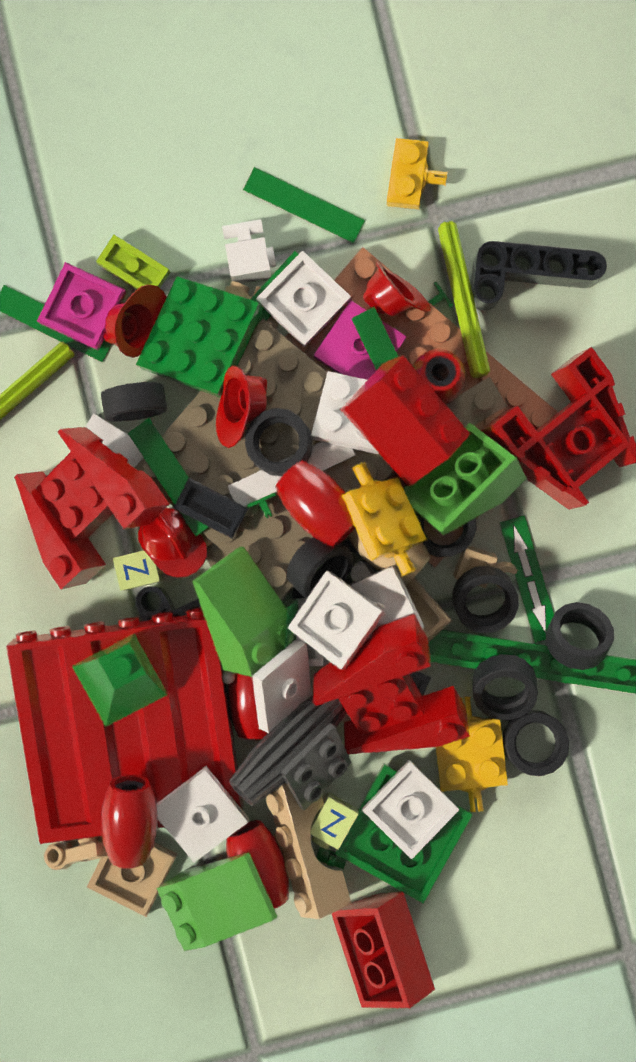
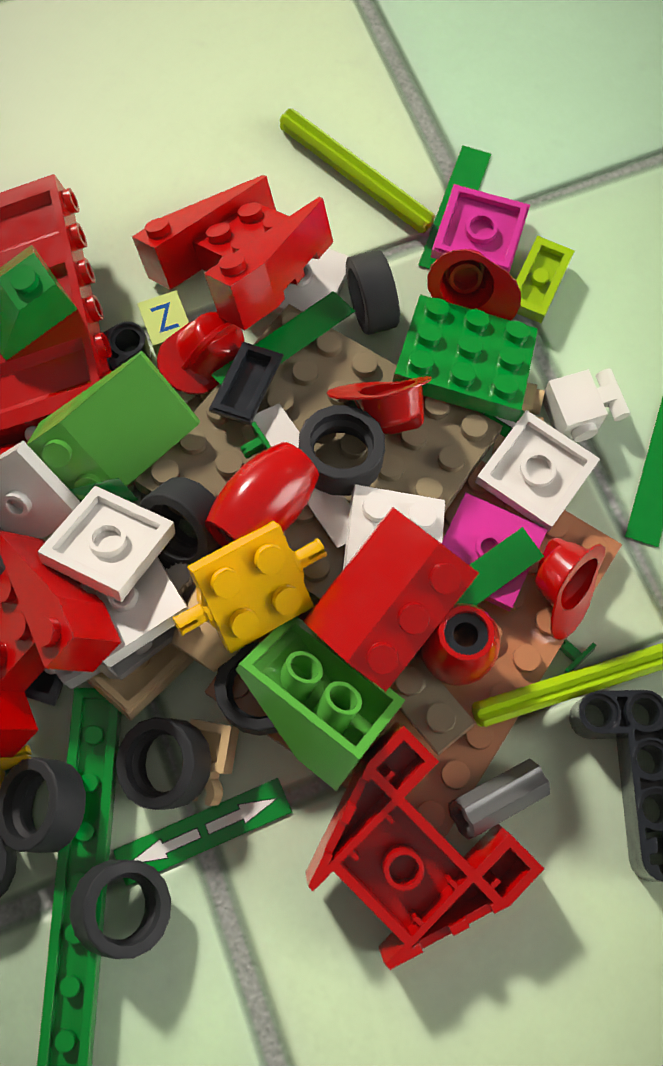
camera: 80 degrees right, 15 degrees down
(537, 369) = (499, 799): none -> dark grey axle

